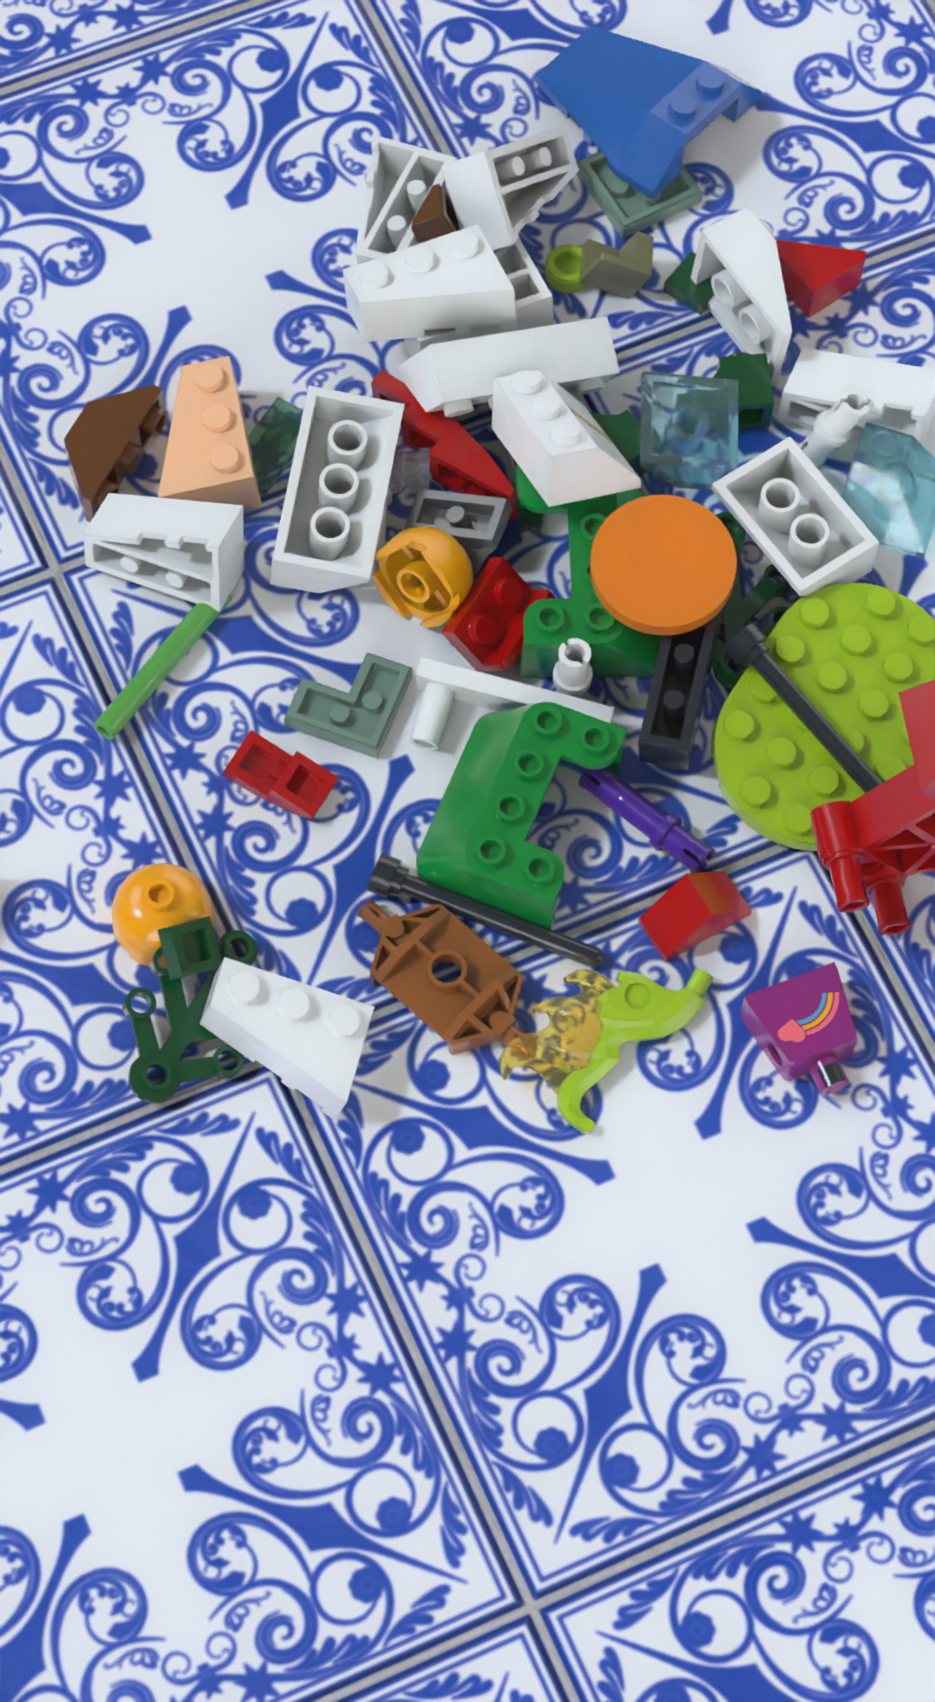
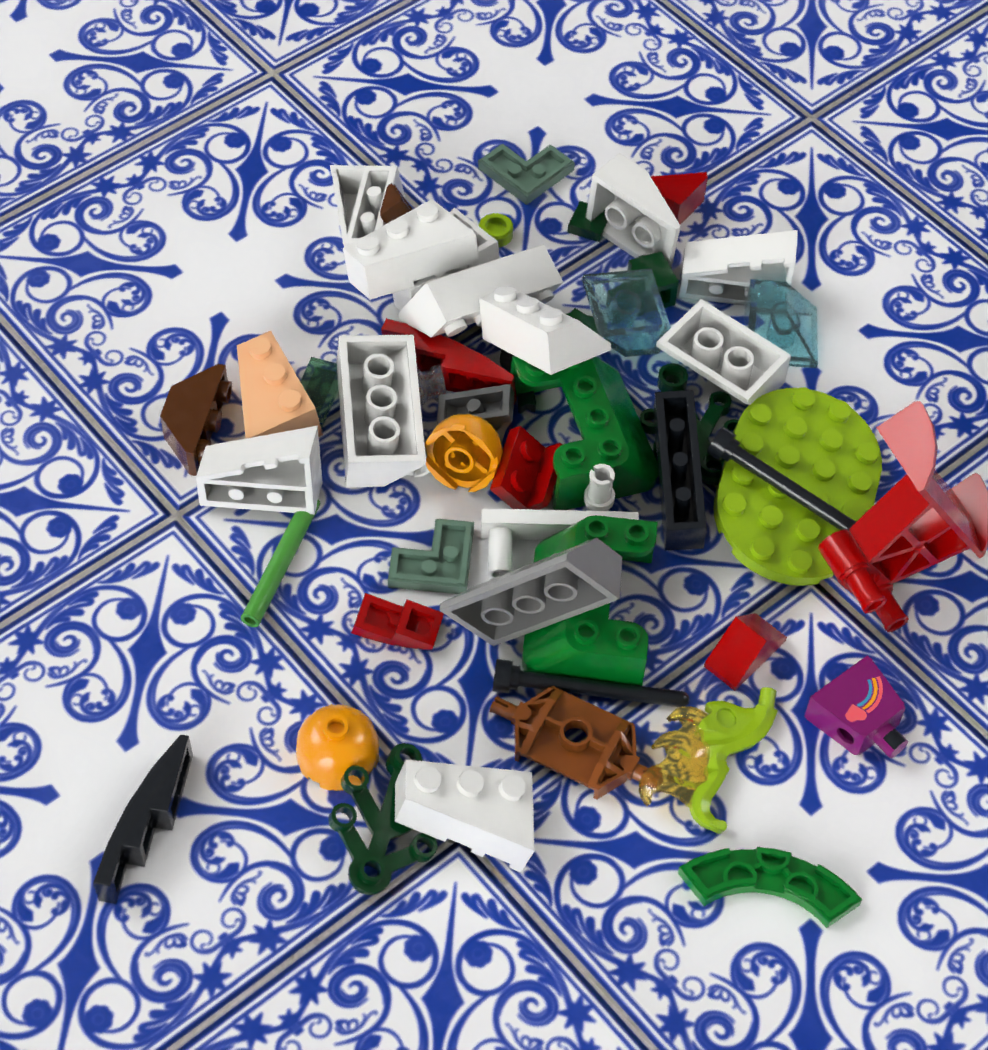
camera: 15 degrees left, 10 degrees down
(189, 948) = (371, 763): dark green tile -> none
(448, 787) = (539, 593): none -> light grey slope
(510, 184) = (440, 173): white wedge -> none
(615, 269) = (534, 221): olive panel -> none
(629, 1197) = (771, 873): none -> green tile
(641, 102) = (513, 112): blue wedge -> none
(662, 829) = (687, 588): dark purple pin -> none
(663, 565) = (646, 399): orange piece -> none
(834, 426) = (728, 287): white pin -> none

